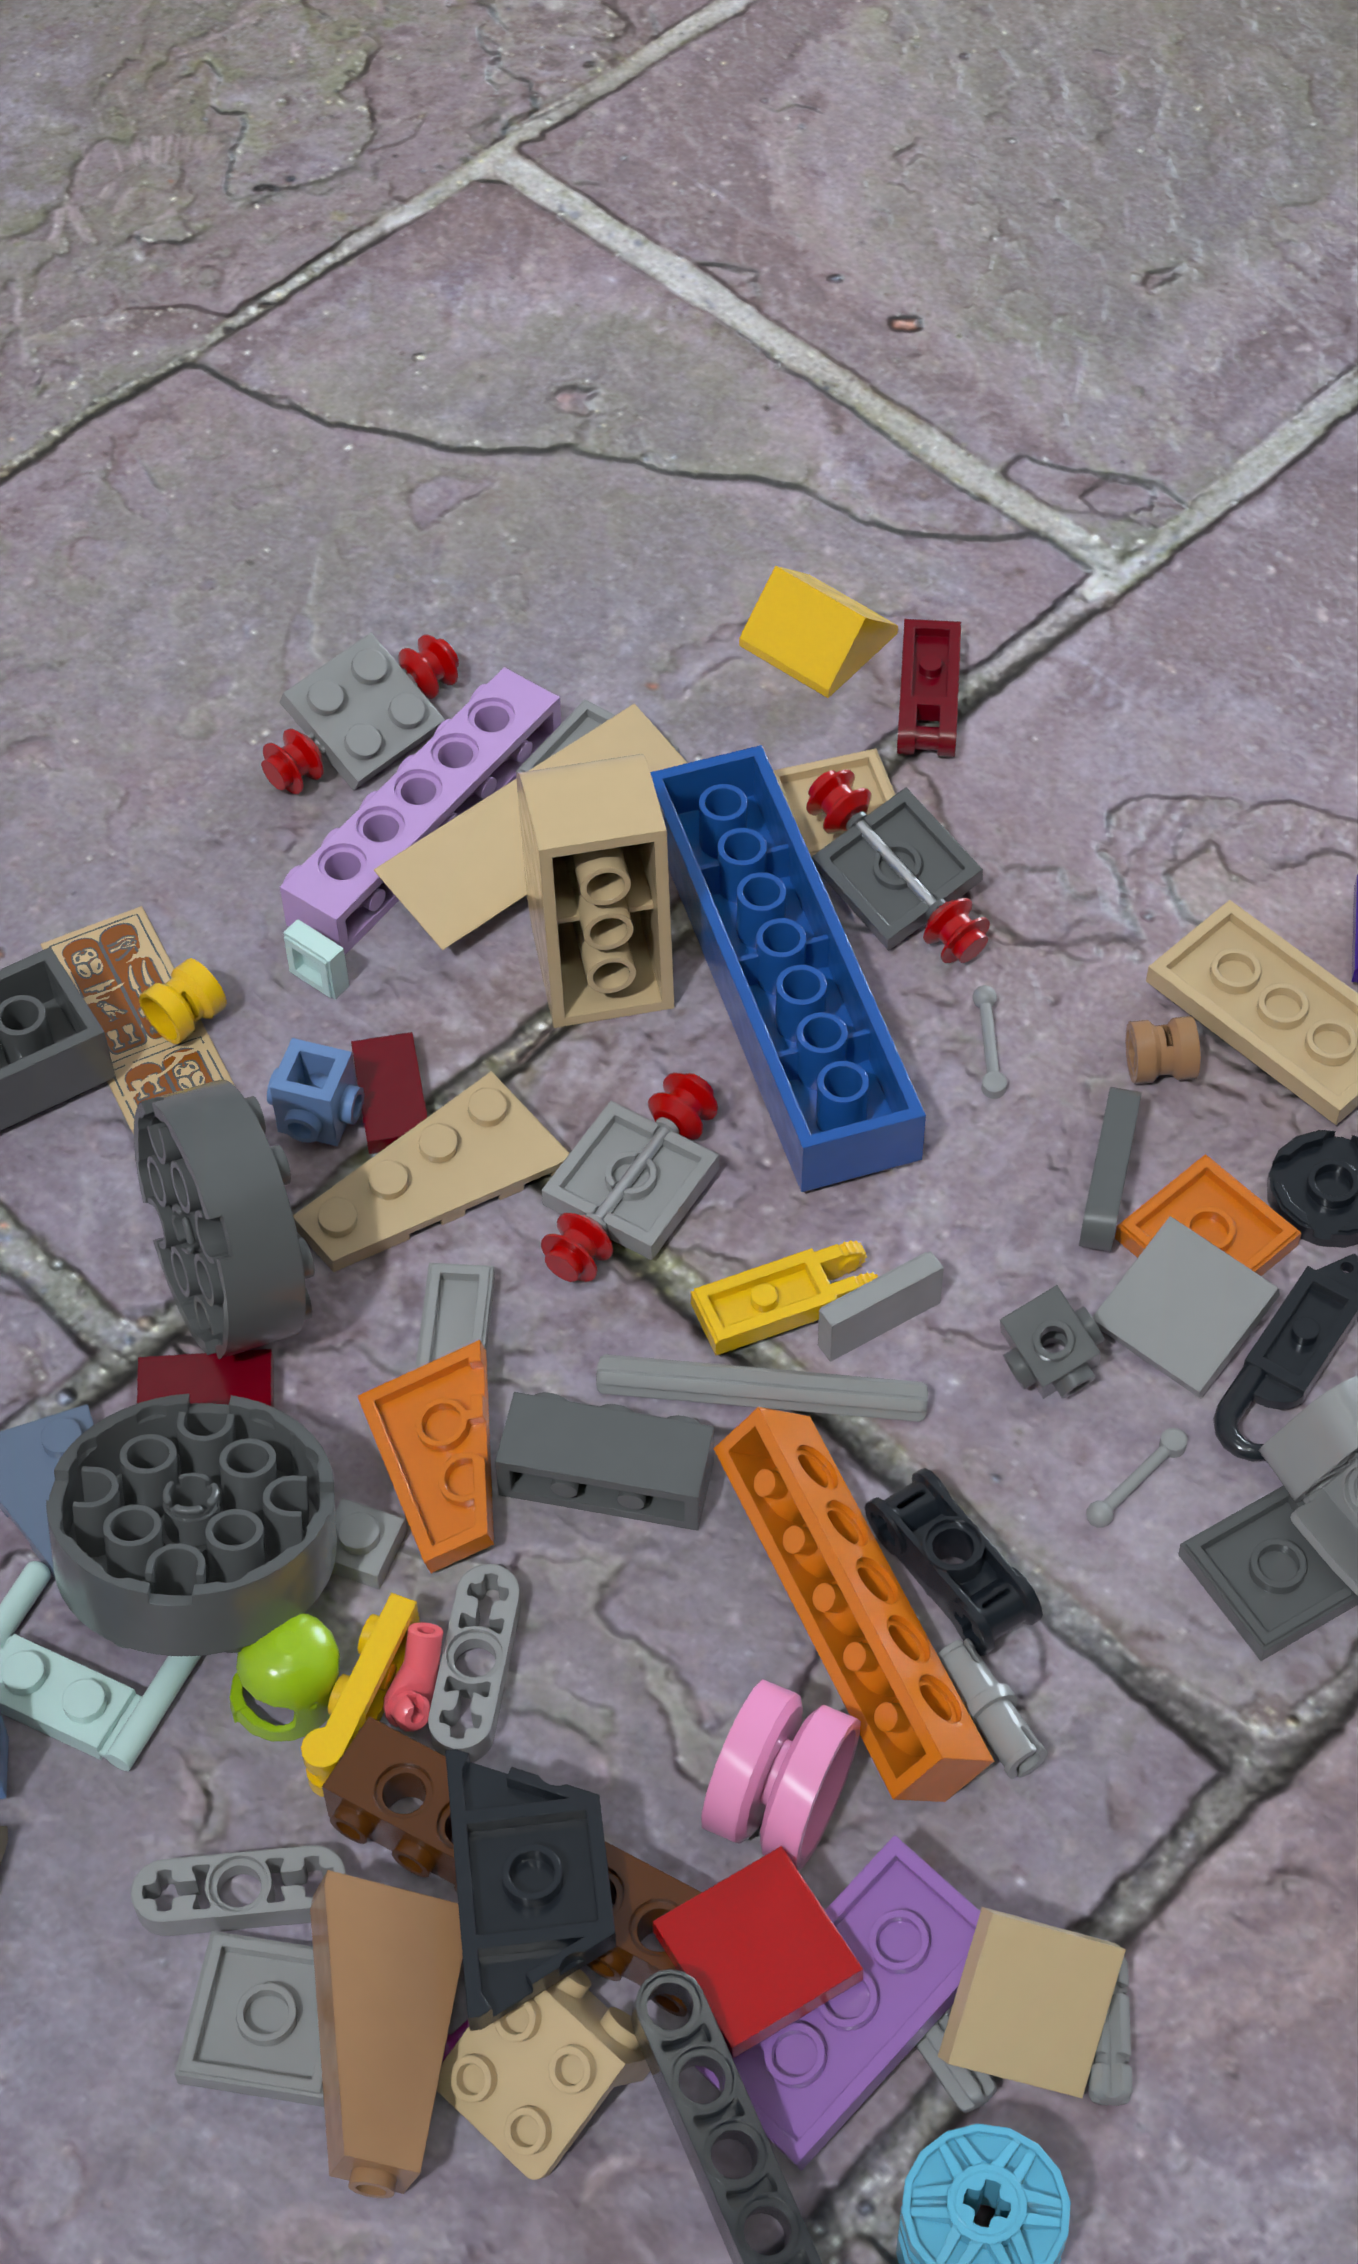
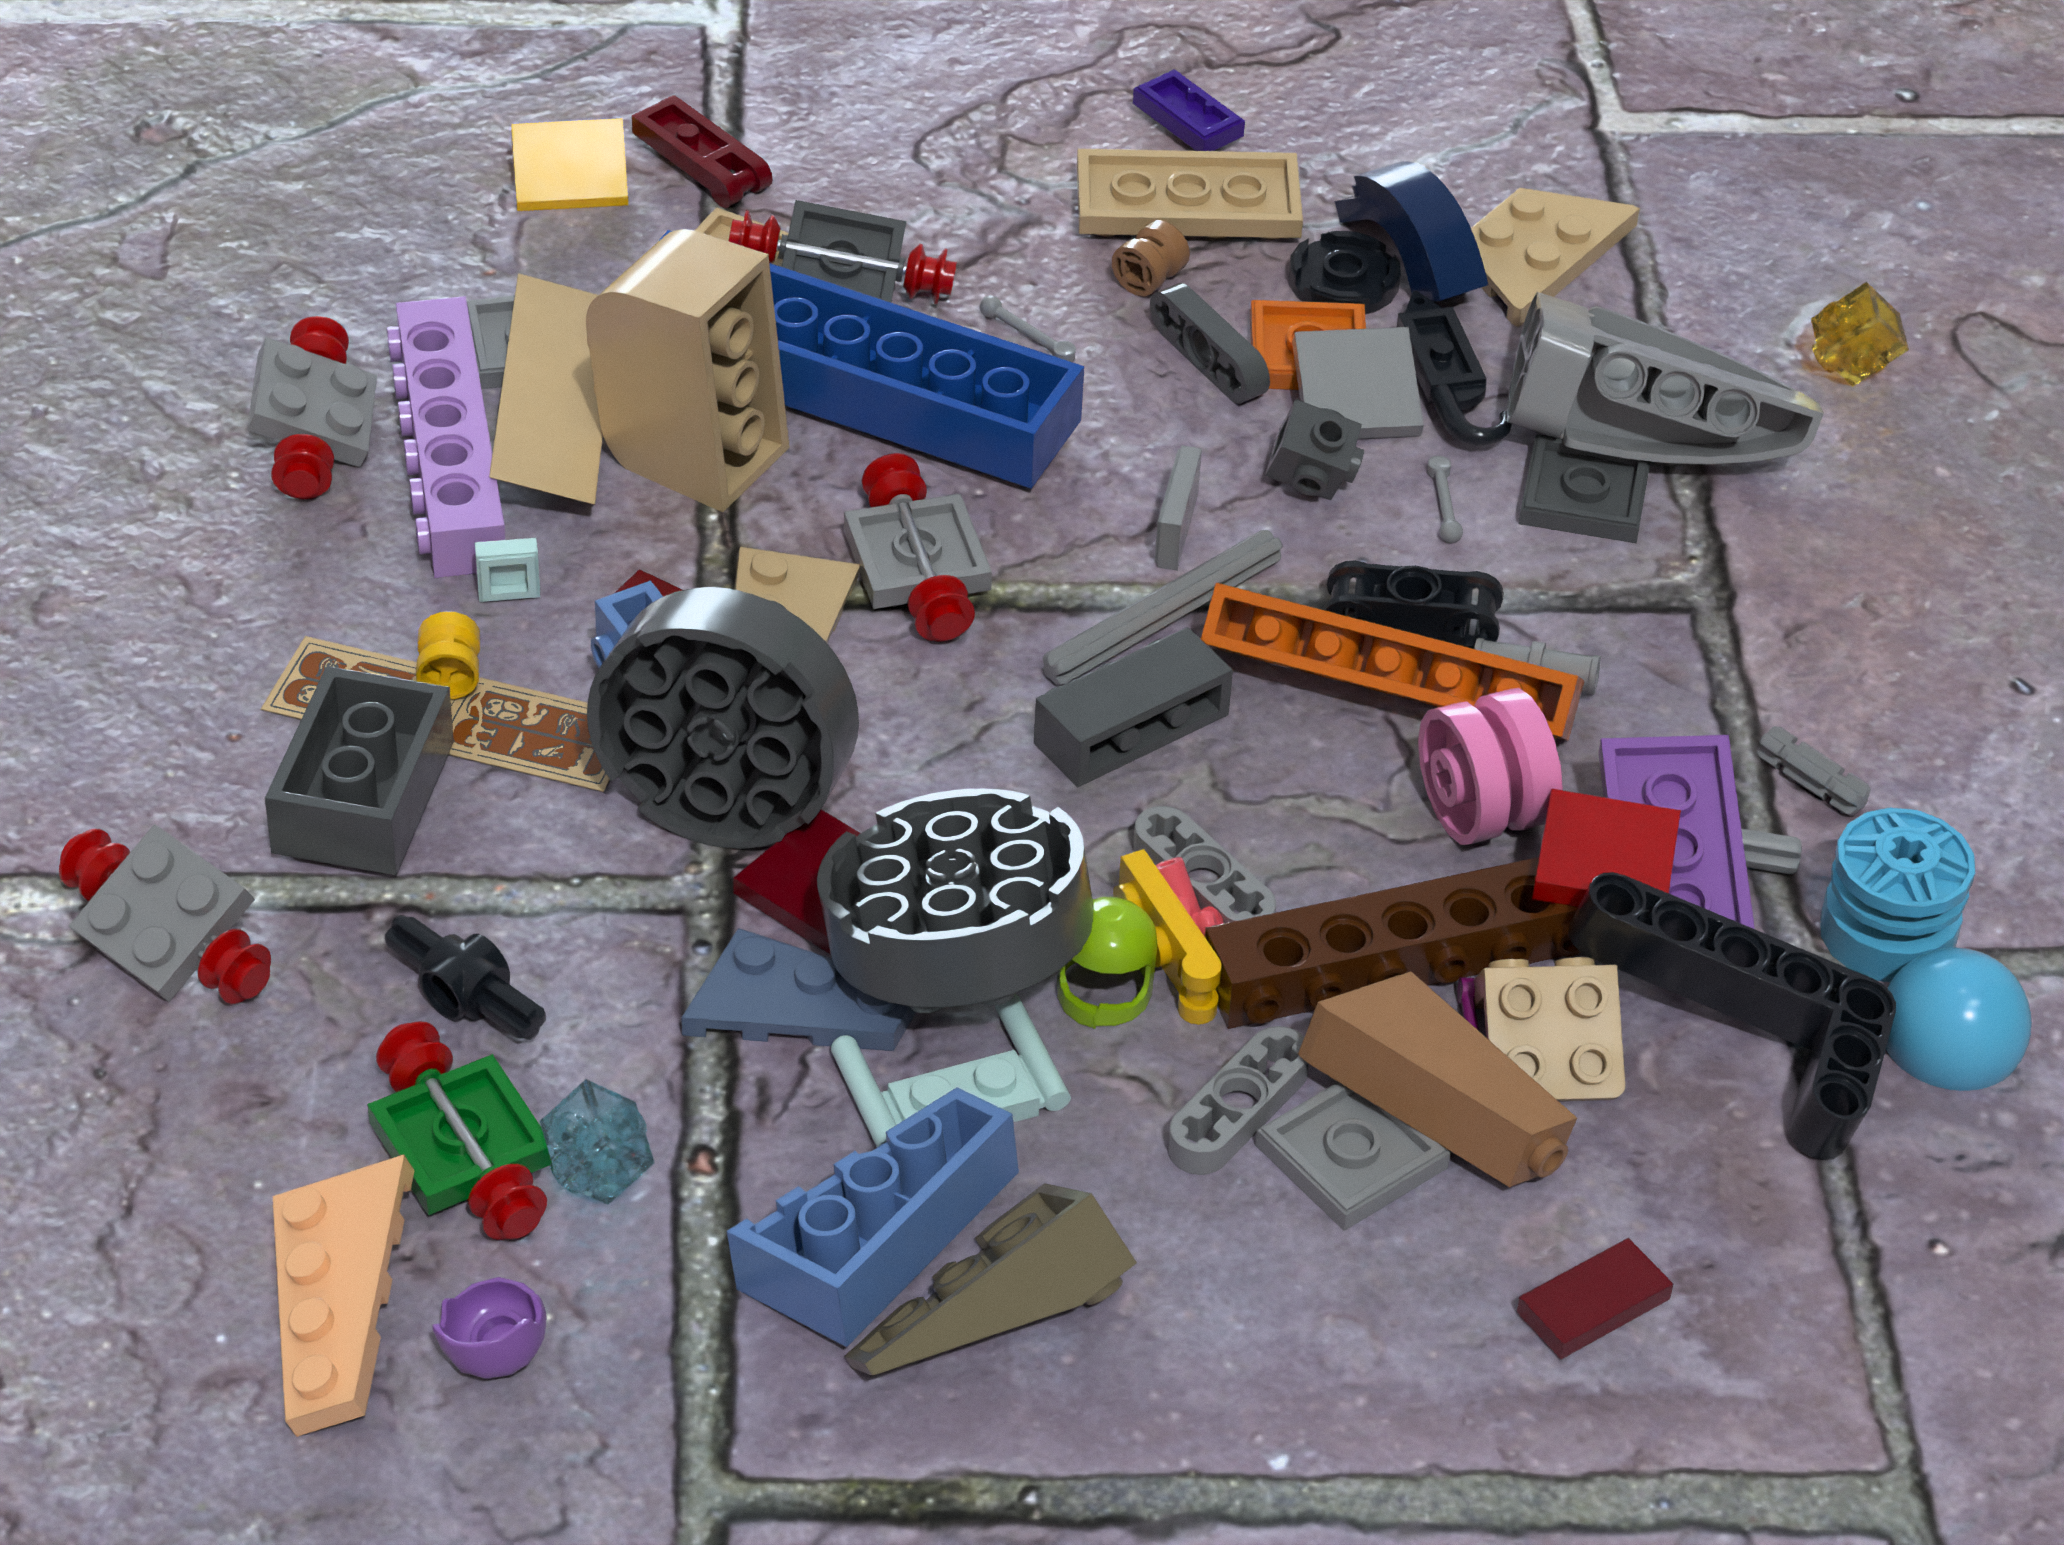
camera: 50 degrees left, 10 degrees down
(438, 1452) = (1002, 755): orange wing -> none
(455, 1309) = (917, 714): light grey tile -> none
(526, 1883) = (1433, 917): black wing -> none
(776, 1295) = (1105, 549): yellow hinge -> none
(1031, 2003) = (1776, 767): tan tile -> none

